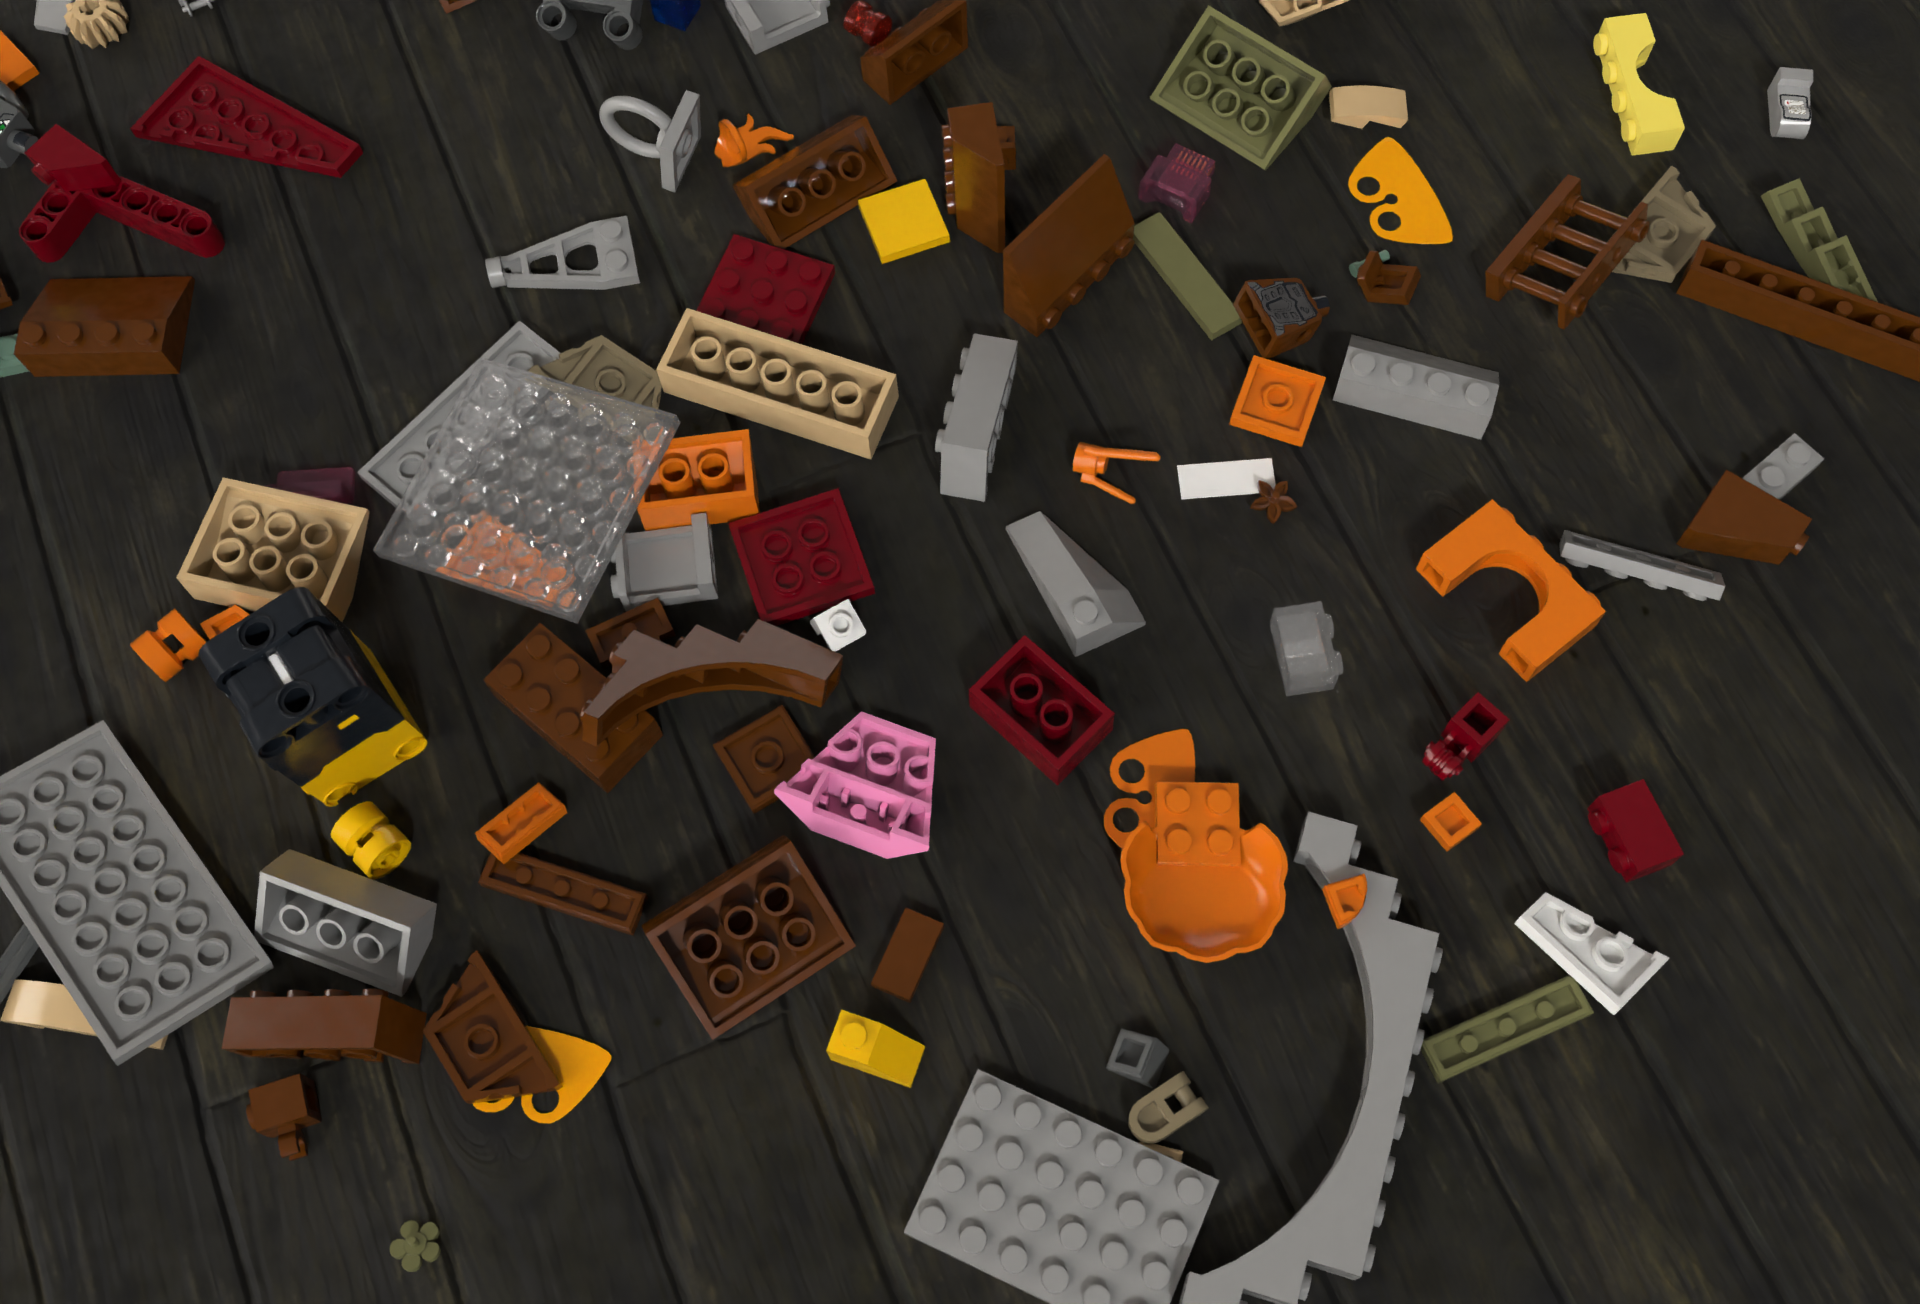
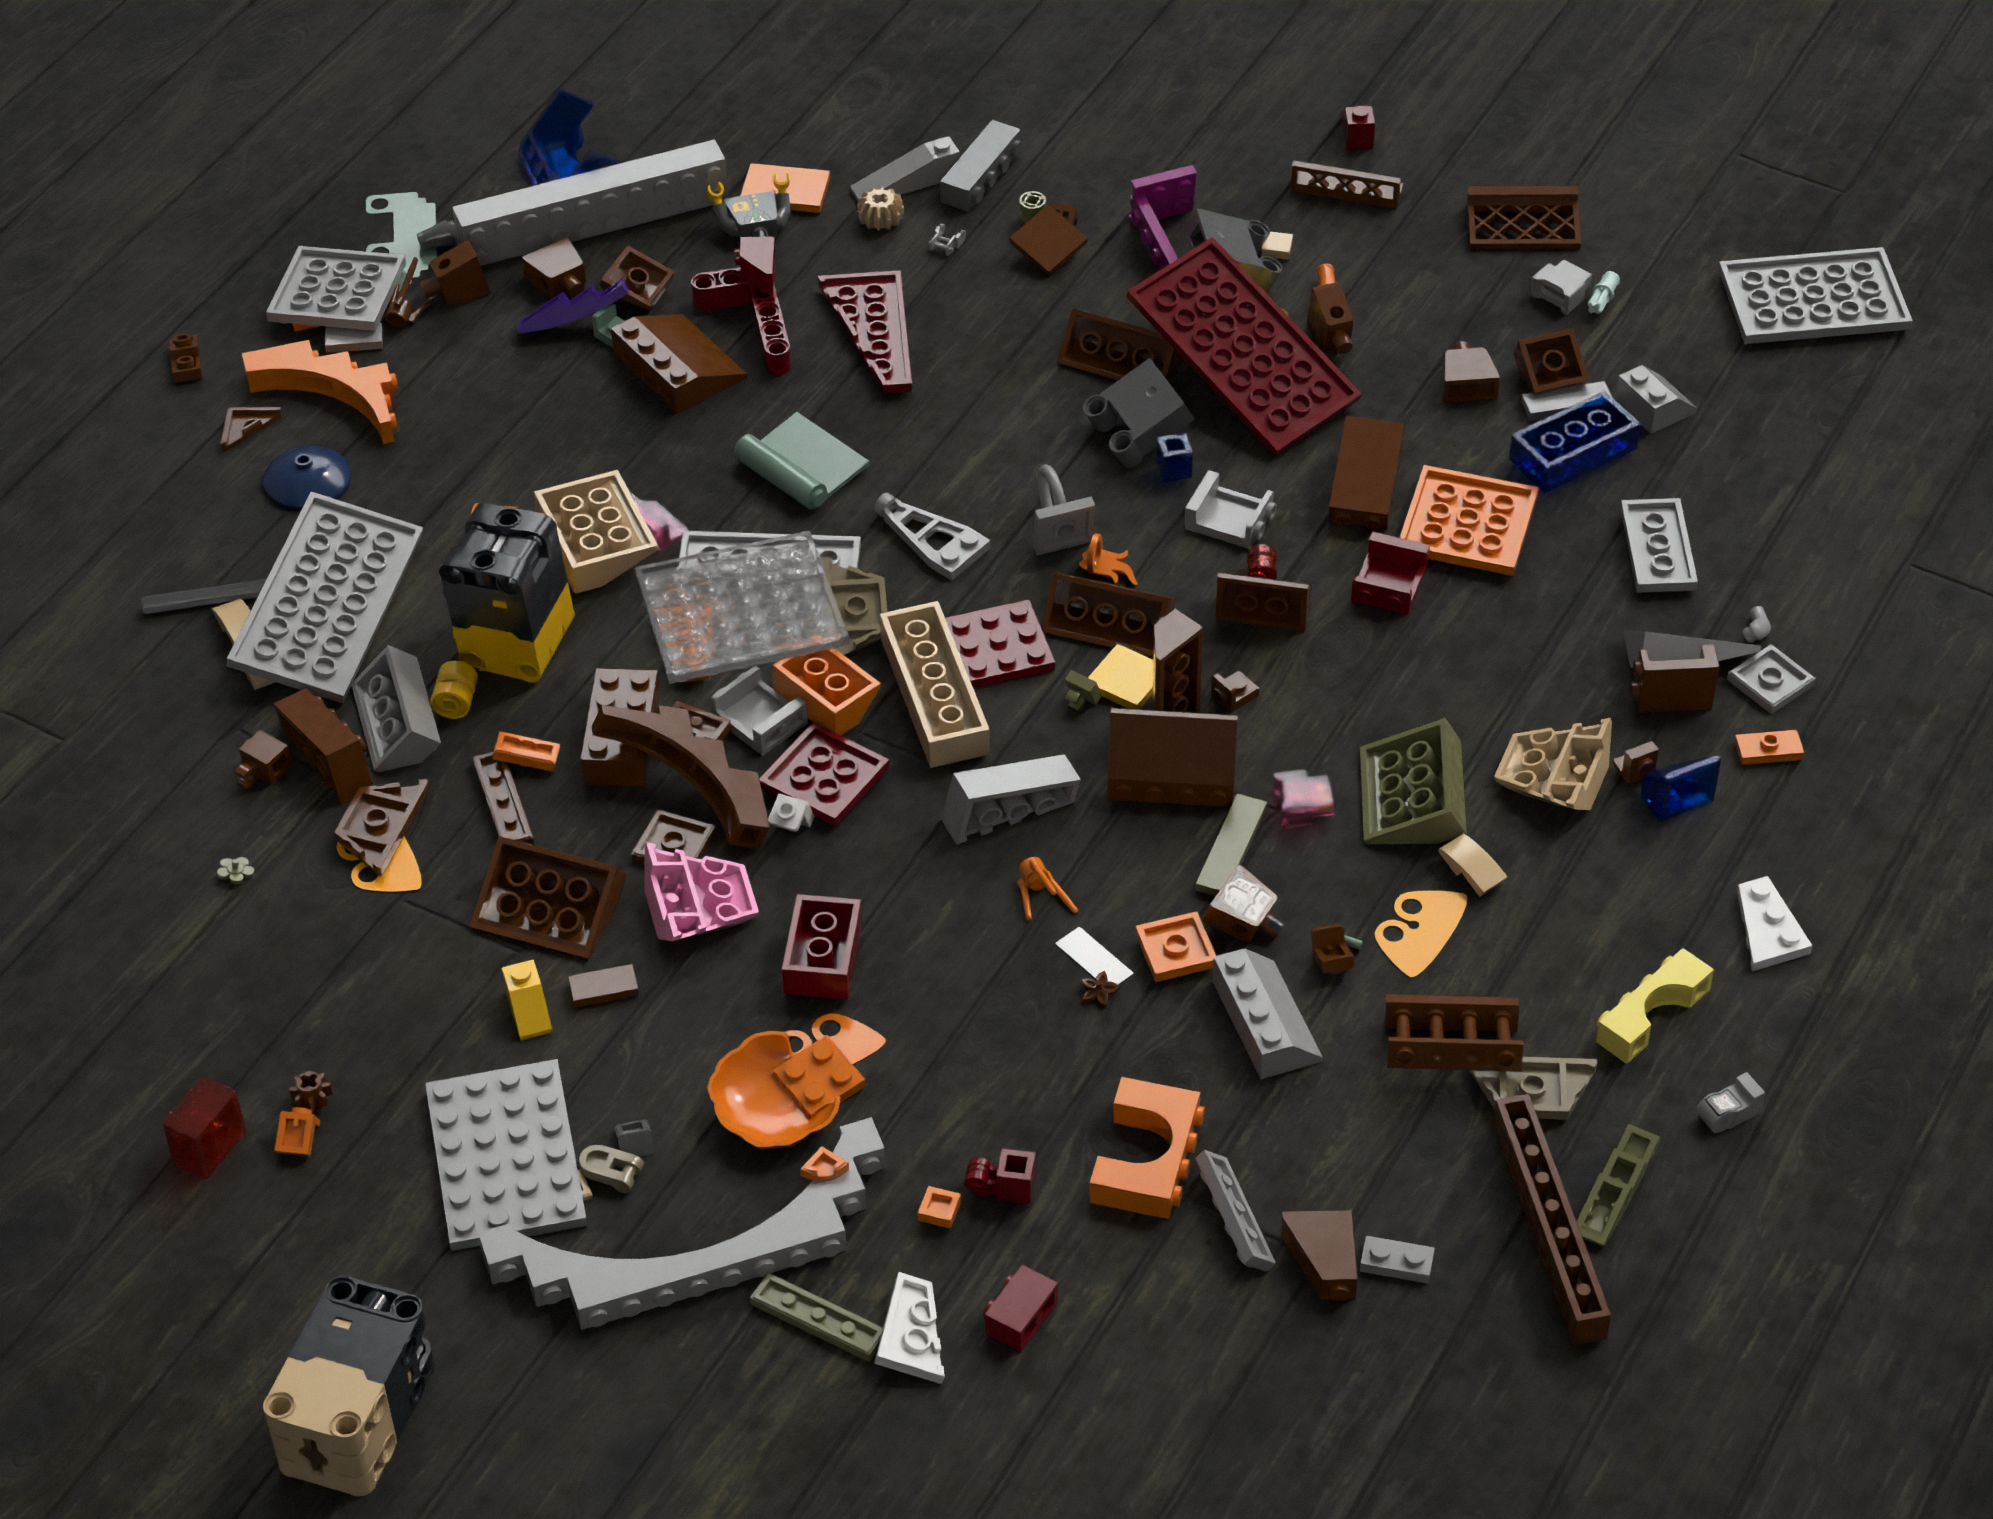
camera: 50 degrees right, 20 degrees down
(361, 305) = (801, 460): none -> sand green door
(892, 266) = (1081, 690): none -> olive tile
(1078, 591) = (931, 921): light grey wedge -> none
(1305, 648) = (995, 1061): clear brick -> none

